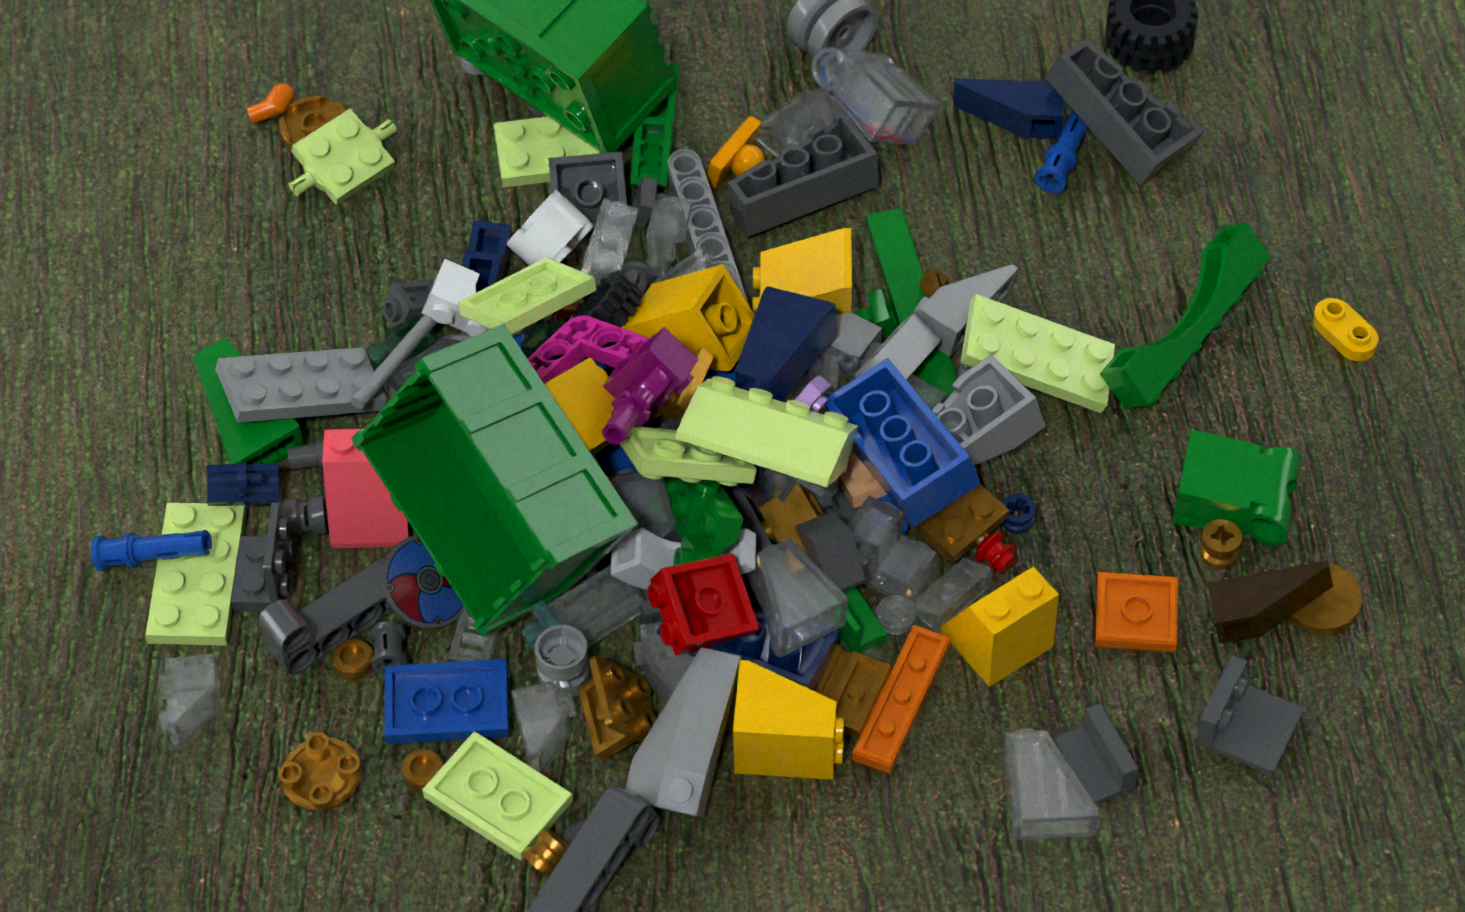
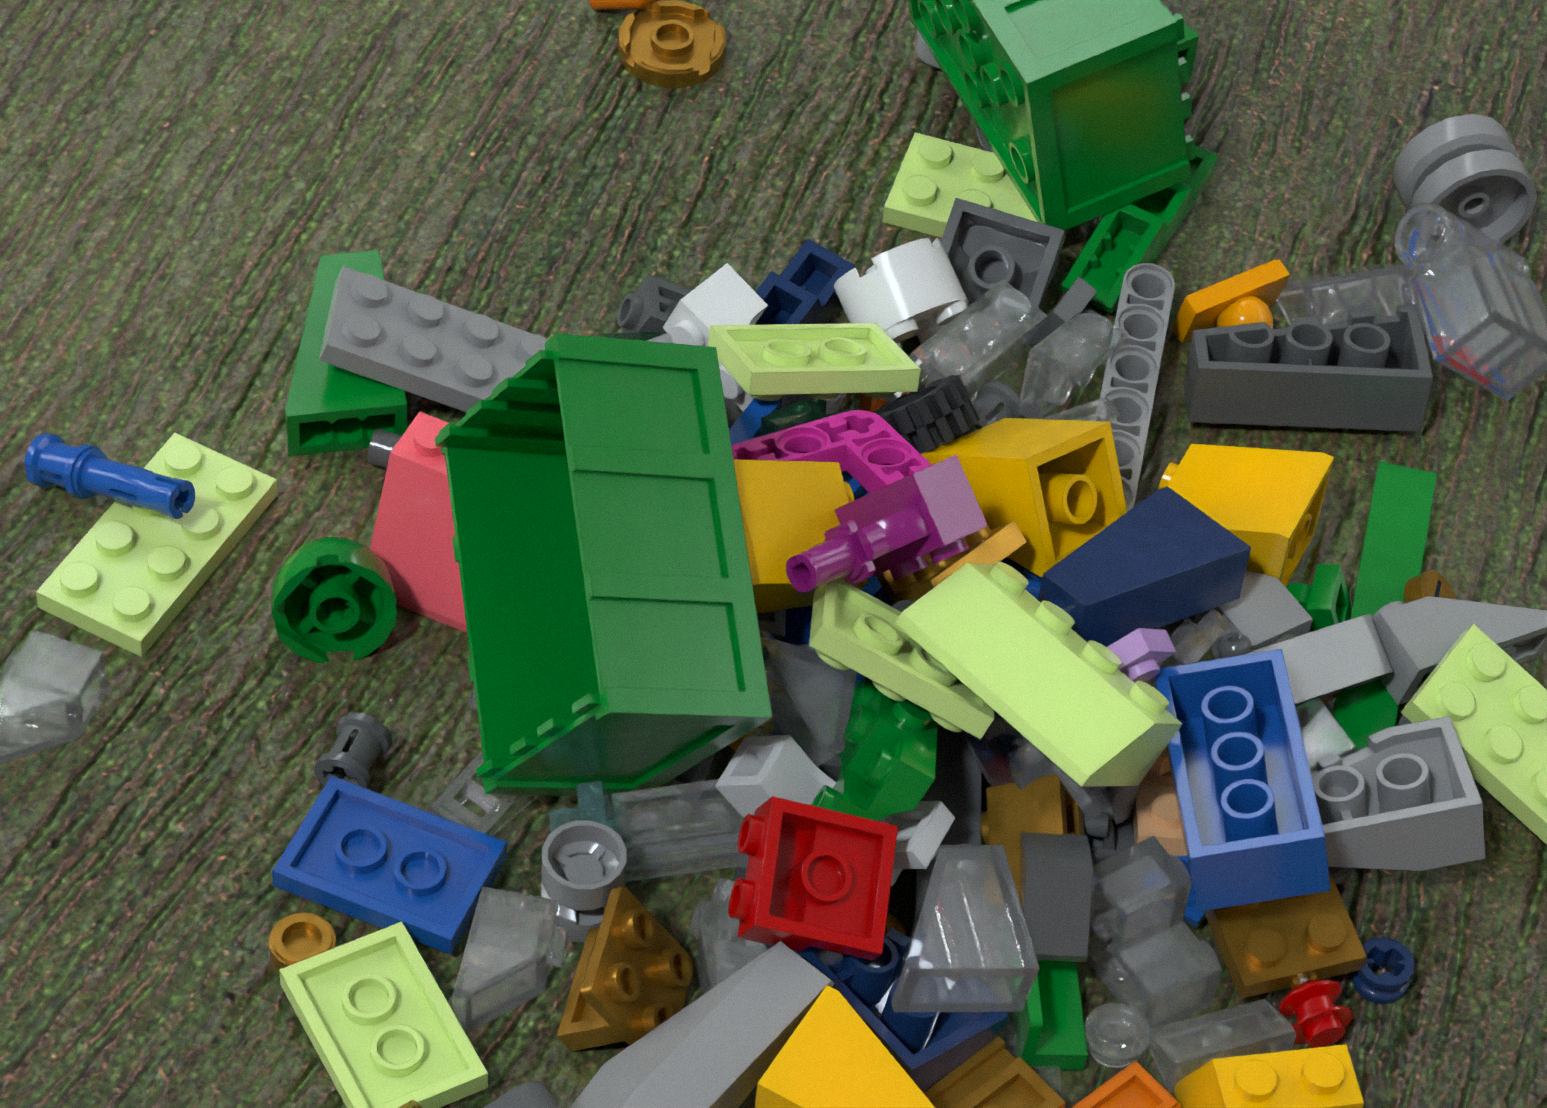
camera: 20 degrees right, 5 degrees down
(242, 484) = (285, 449): dark blue hips -> none
(263, 564) = (237, 583): dark grey bracket -> none
(298, 518) = (339, 519): dark grey wheel -> none
(315, 631) = (304, 680): dark grey beam -> none
(320, 772) = (156, 883): pearl gold dish -> none
(323, 559) = (333, 599): none -> green cylinder
(342, 156) = (683, 93): yellowish green plate -> none
(352, 659) = (295, 749): pearl gold tile -> none
(417, 588) = (432, 690): shield -> none

